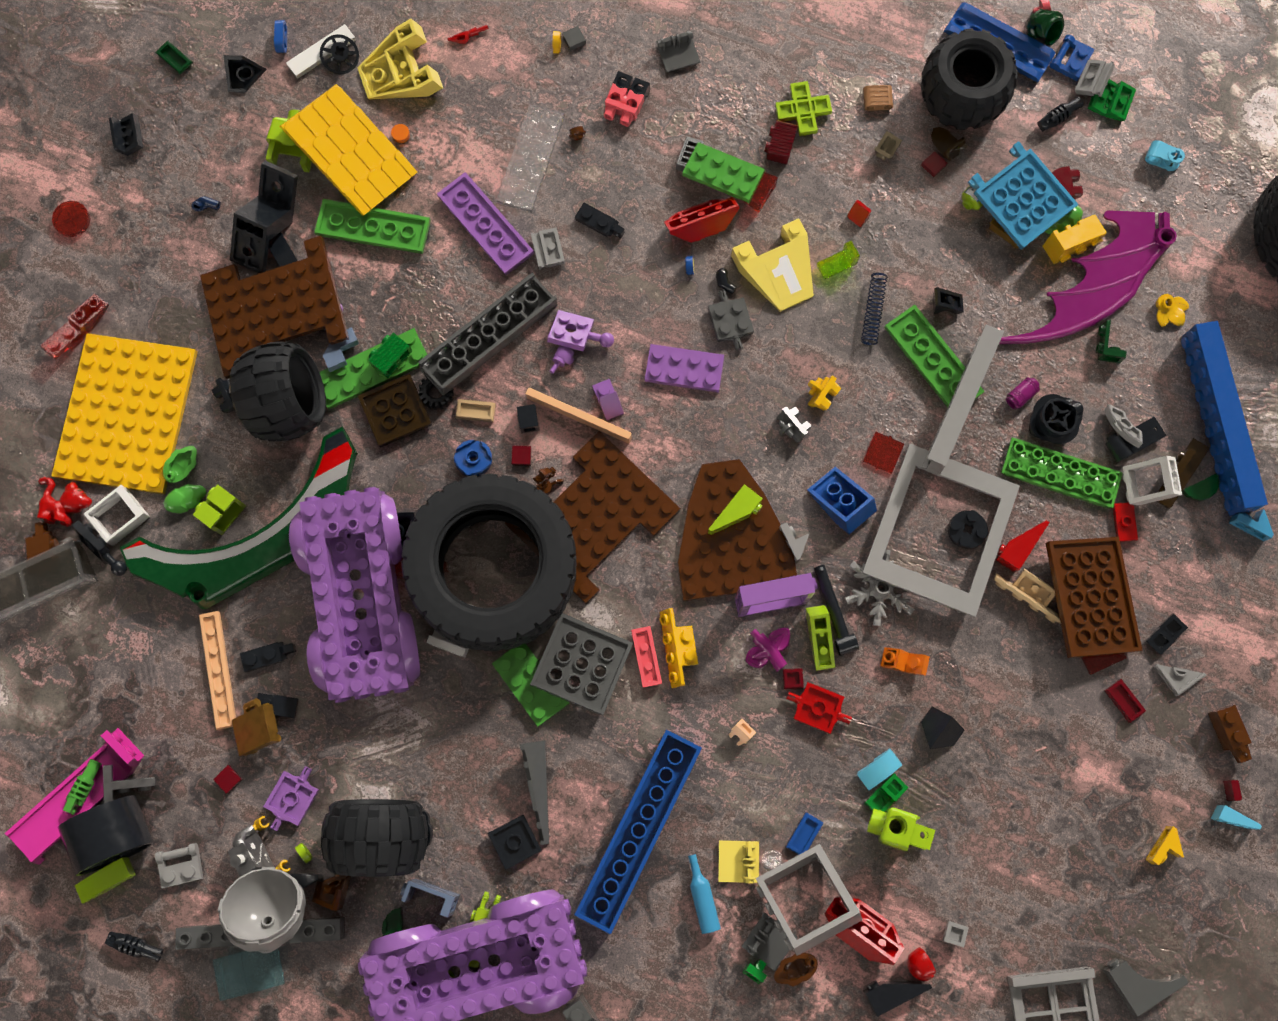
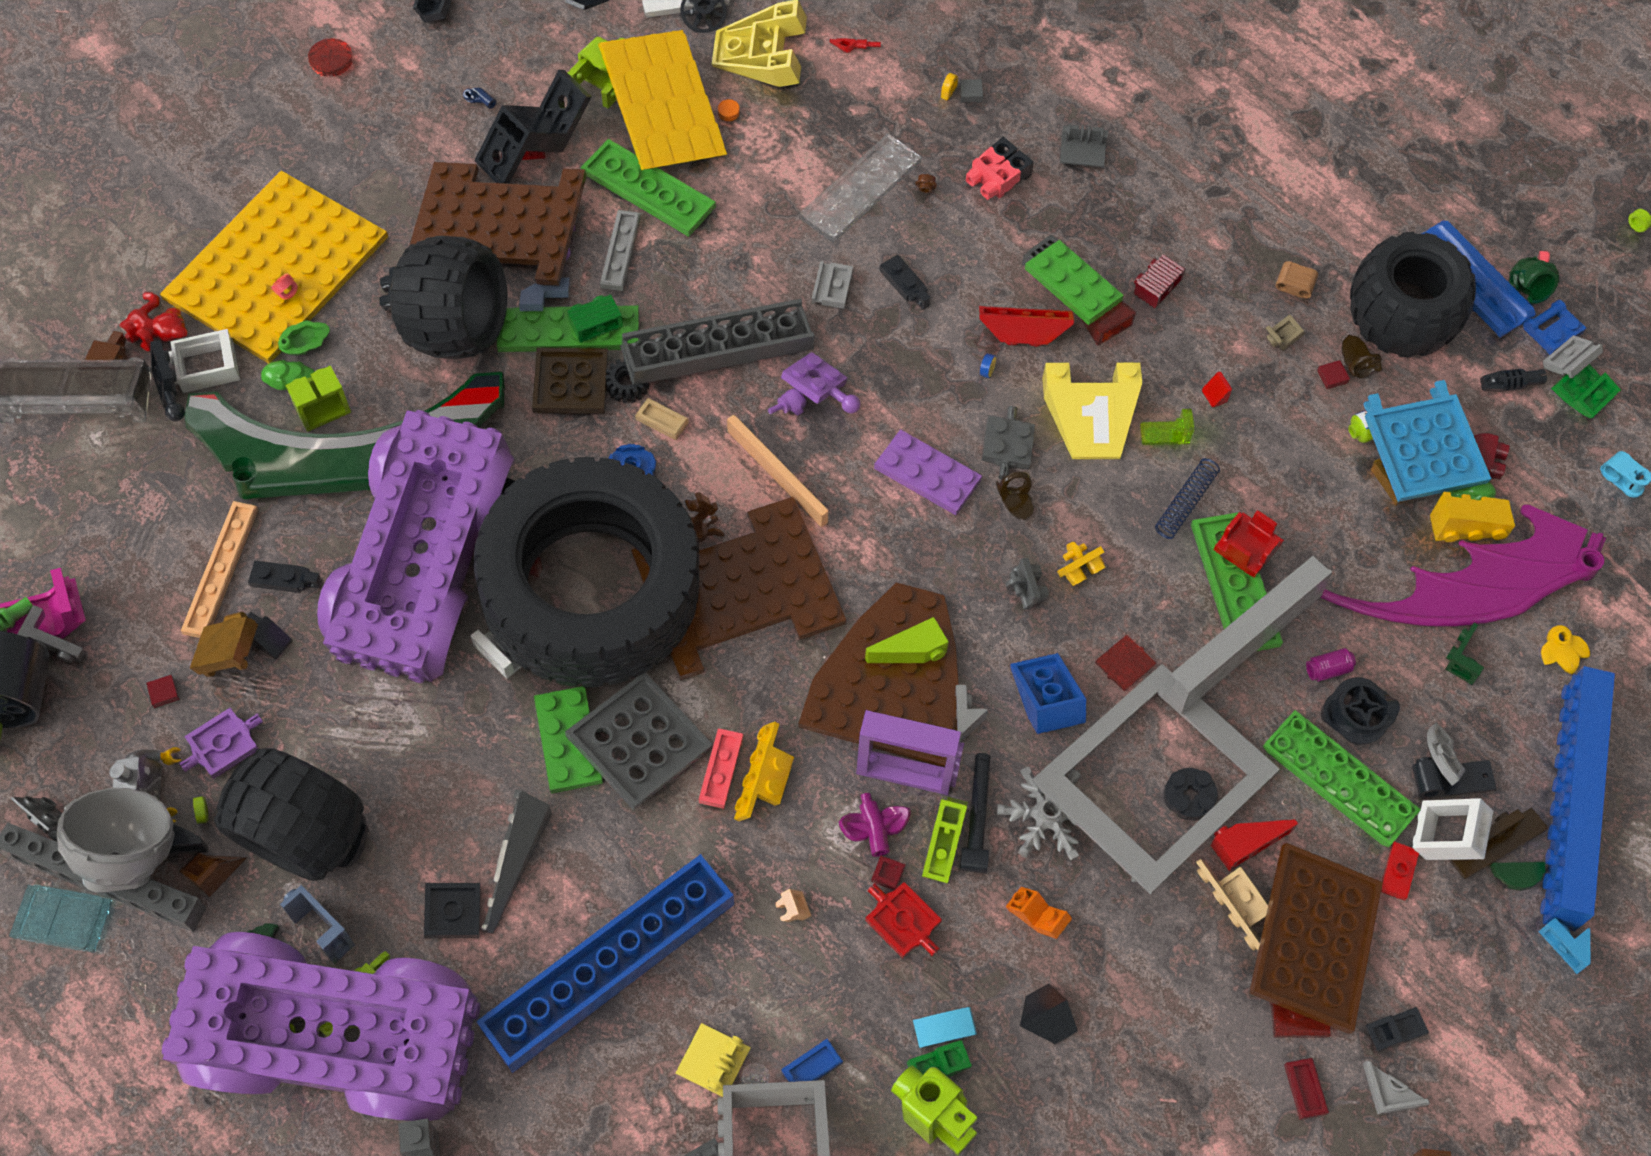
camera: 20 degrees right, 15 degrees down
(79, 324) = (266, 164): clear red slope -> none
(142, 430) = (282, 284): none -> coral tile
(181, 872) = (52, 770): light grey plate -> none
(198, 909) = (41, 812): none -> dark grey hinge
(281, 250) = (535, 169): black slope -> none
(377, 287) = (620, 250): none -> light grey tile
(485, 223) = (775, 233): medium lavender plate -> none
(521, 455) = (688, 486): dark red tile -> none
(528, 418) = (715, 449): black panel -> none
(608, 399) = (820, 469): medium lavender slope -> none
(703, 899) = (645, 1084): dark azure piece -> none
(722, 281) = (1018, 399): black arm -> none
(756, 361) = (1016, 498): none -> dark brown piece
(803, 108) = (1202, 257): lime plate -> none
(933, 326) = (1249, 542): none -> red panel
(947, 301) = (1288, 527): black slope -> none

